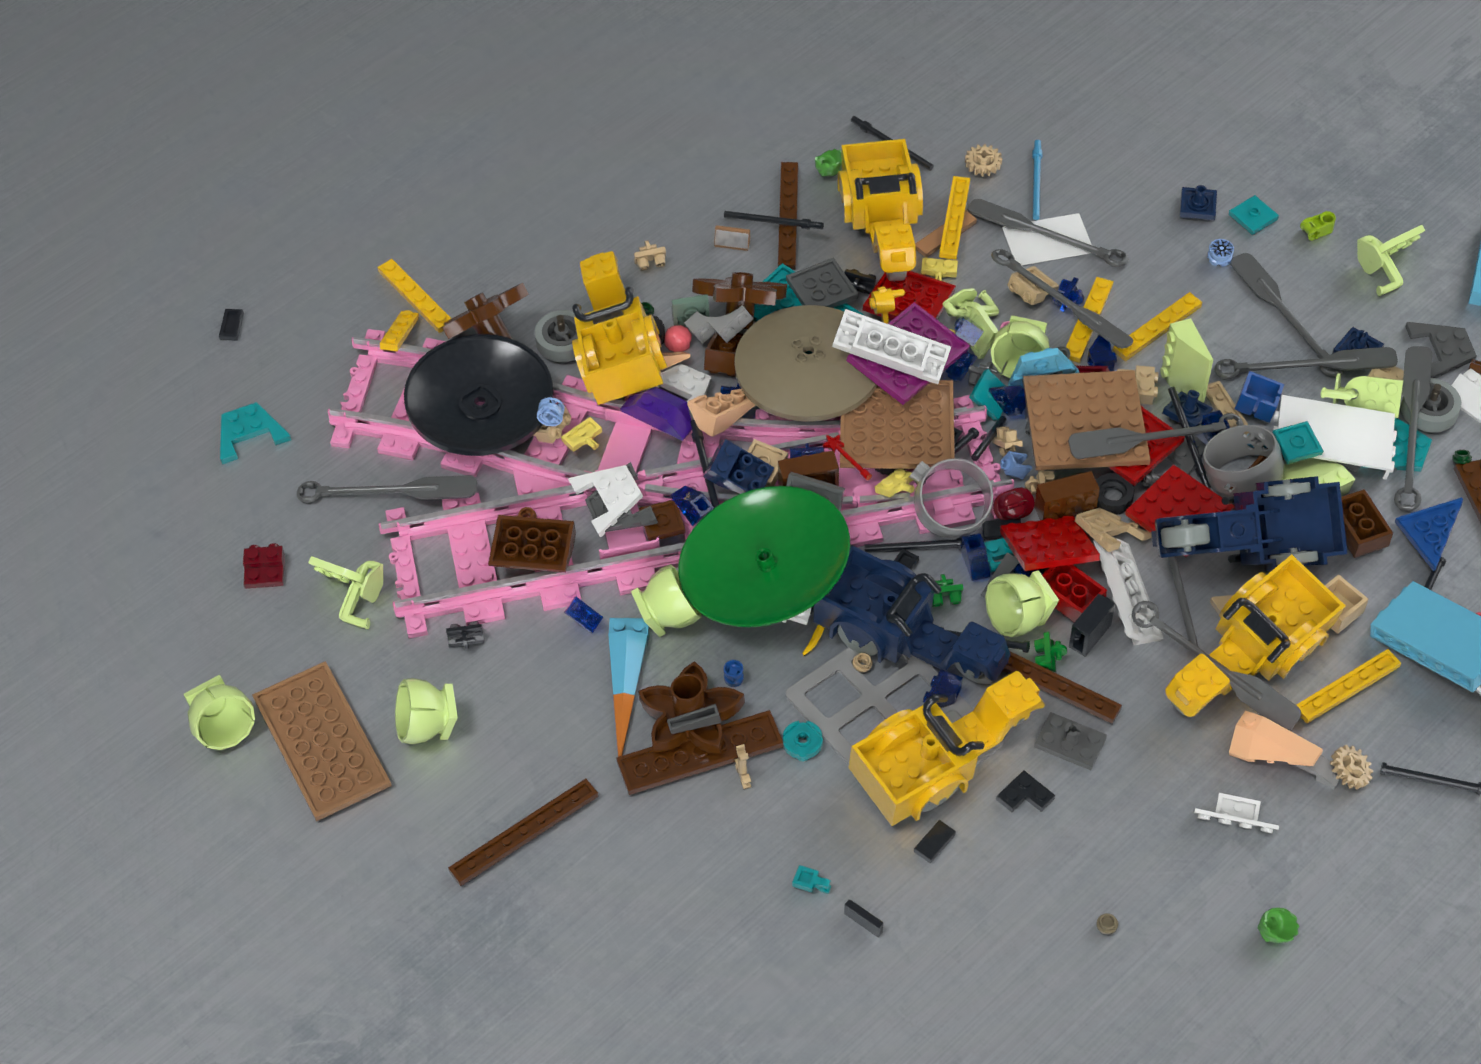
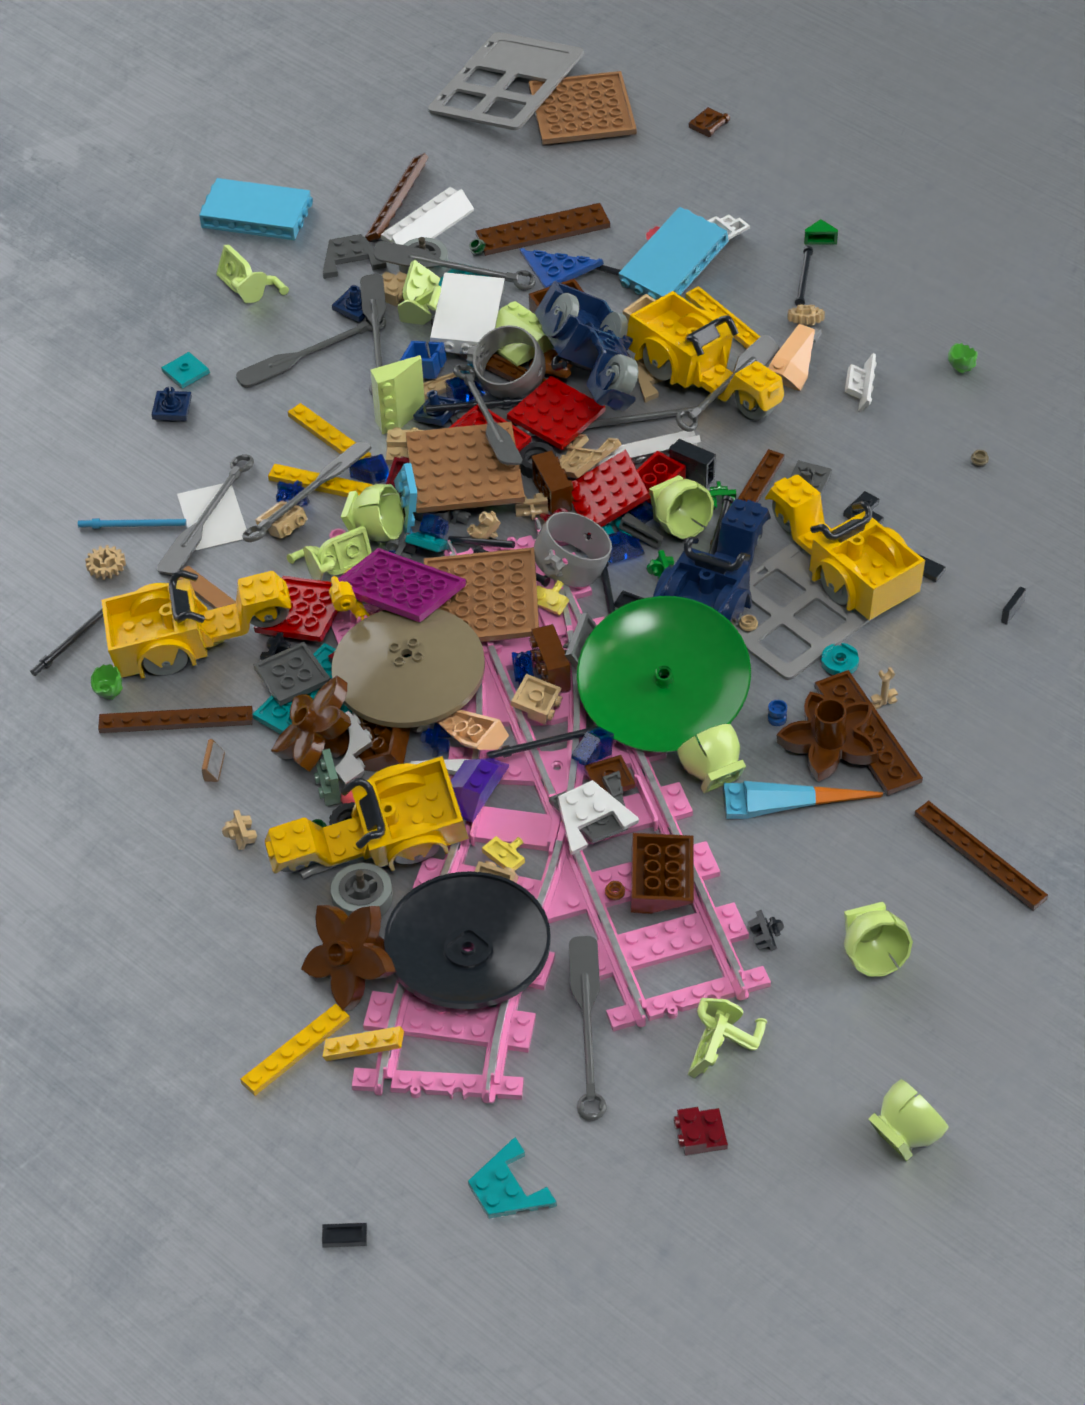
camera: 95 degrees left, 5 degrees down
(321, 741) = (910, 1037): medium nougat plate -> none
(550, 413) = (496, 862): light blue wheel -> none
(583, 614) = (730, 831): clear blue hips -> none
(696, 719) = (852, 719): dark grey piece -> none
(737, 469) = (553, 709): dark blue slope -> none
(804, 223) = (201, 693): black bar -> none
(809, 878) = (984, 645): teal plate -> none
(835, 443) = (517, 635): red piece -> none
(891, 346) = (408, 582): white slope -> none
(946, 684) = (776, 562): clear blue slope -> none
(954, 218) = (206, 577): yellow plate -> none
(968, 330) = (356, 551): clear blue slope -> none
(1012, 465) = (513, 523): medium blue window -> none
(1221, 252) = (237, 391): light blue wheel -> none
(1298, 442) = (483, 323): teal plate -> none
(1319, 225) = (204, 324): lime piece -> none

